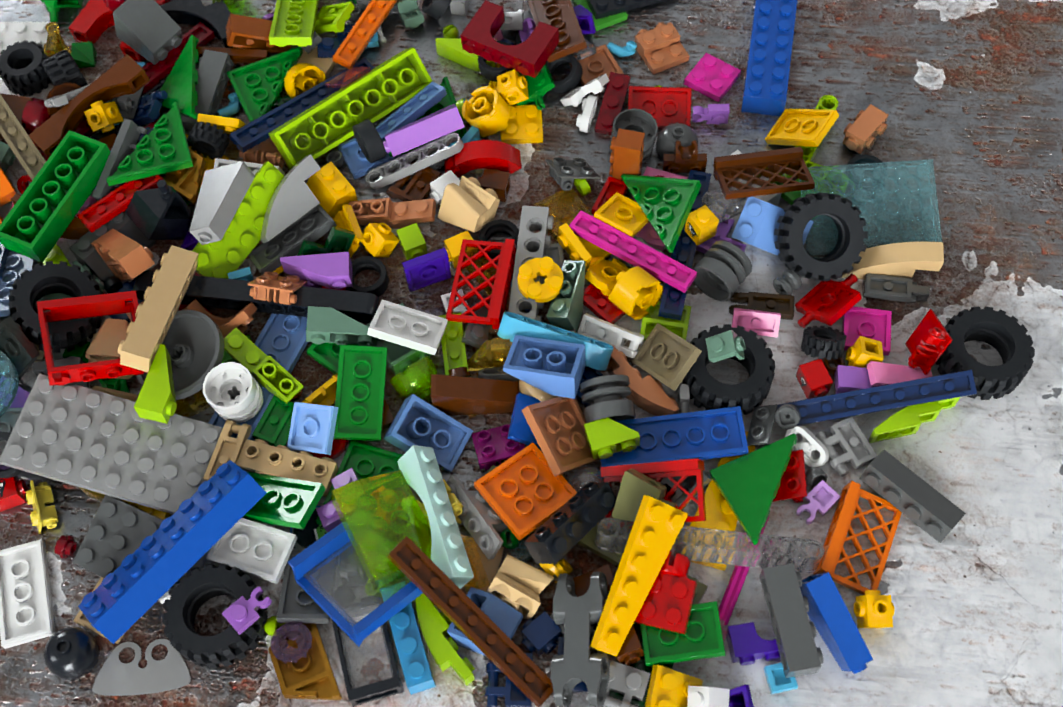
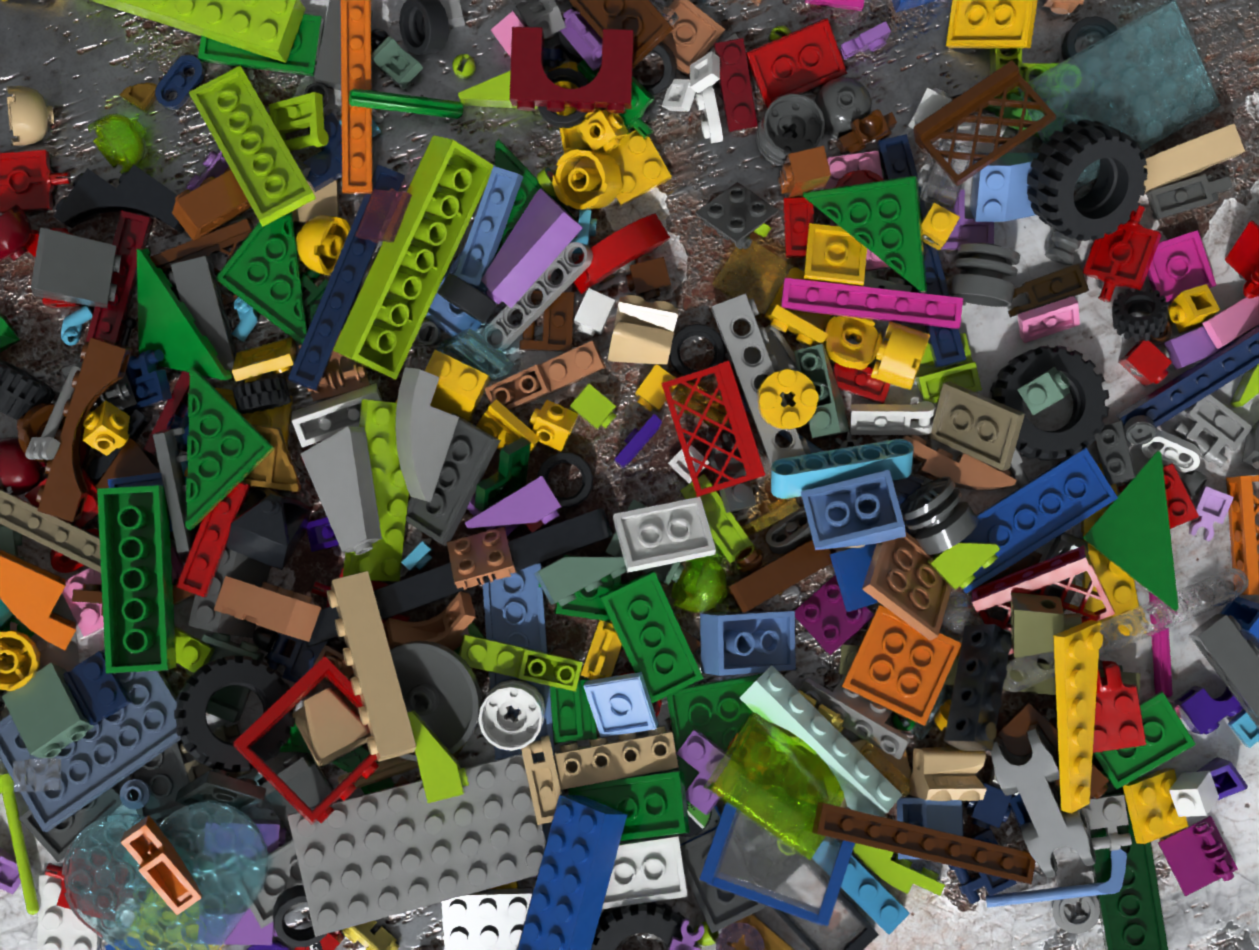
camera: 30 degrees left, 25 degrees up
(356, 174) = (477, 353): none -> clear light blue wing
(401, 31) = (405, 103): none -> green axle

